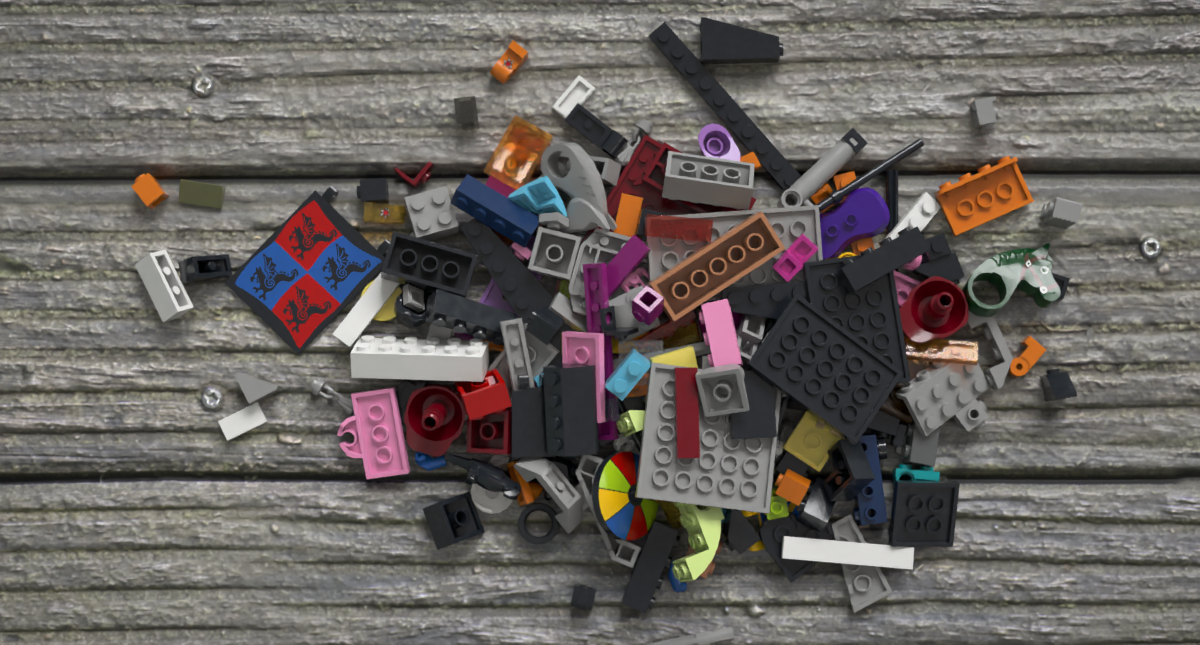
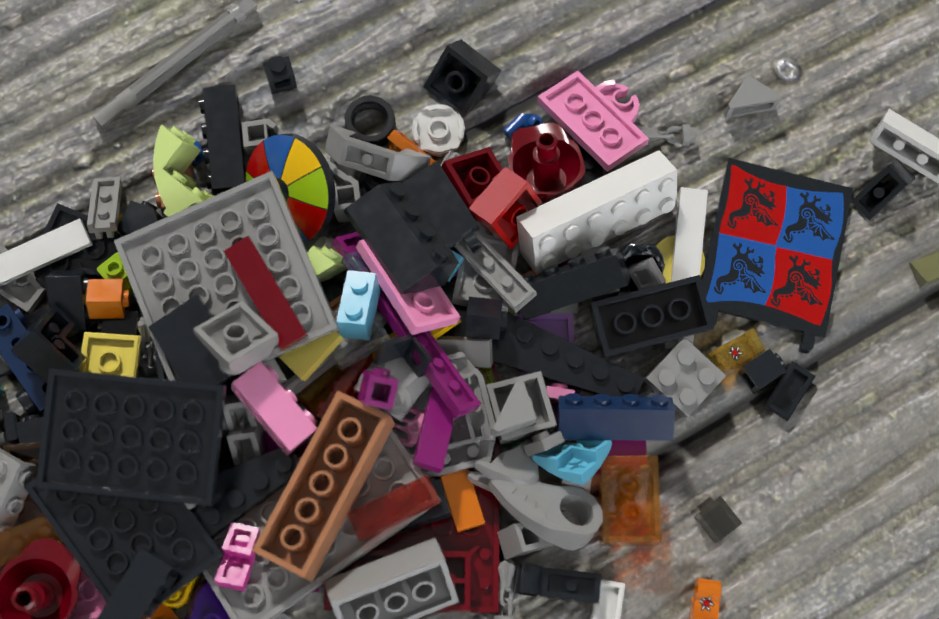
camera: 145 degrees right, 10 degrees down
(242, 421) = (740, 61): white tile -> none
(363, 168) = (789, 391): none -> black tile
(422, 177) = (720, 415): dark red bracket -> none
(487, 476) = (451, 134): black animal -> none
(563, 247) = (516, 412): none -> light grey slope
(759, 561) = (104, 206): none -> light grey hinge

